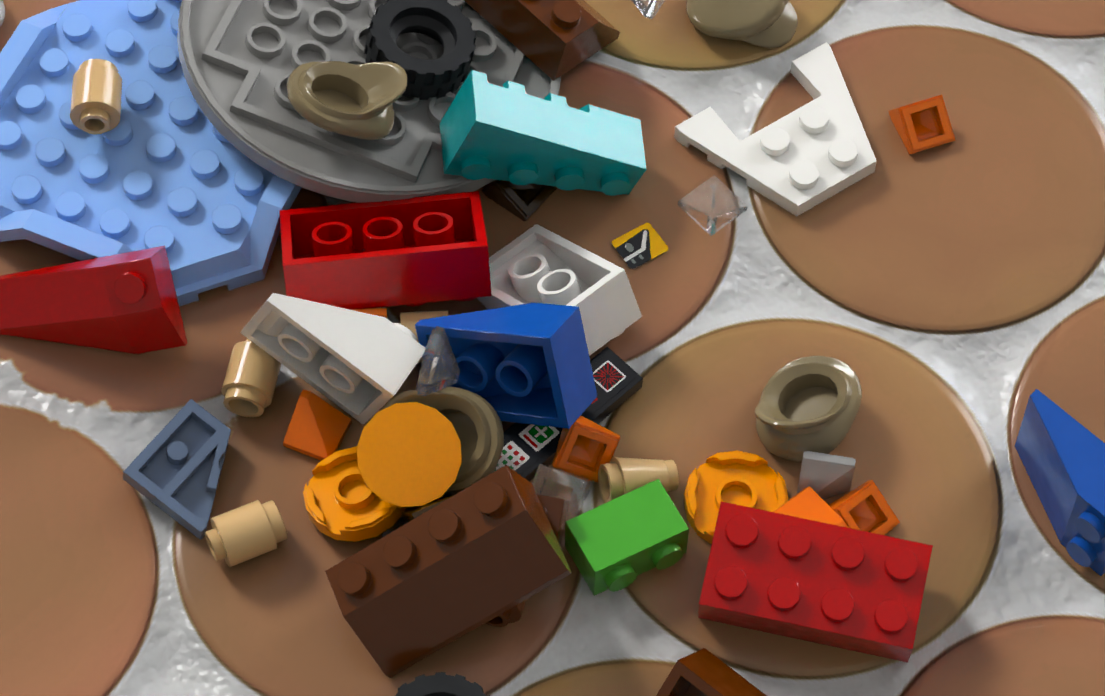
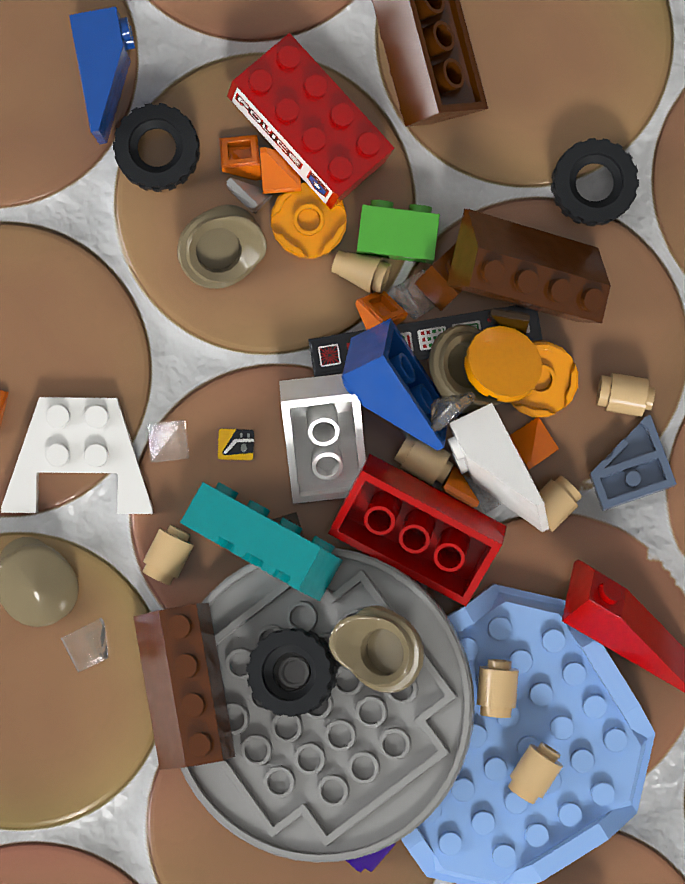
camera: 140 degrees left, 30 degrees up
(190, 147) = (497, 688): none -> tan brick
(630, 92) = (167, 554): none -> tan brick
(968, 427) = (151, 118): none -> black tyre

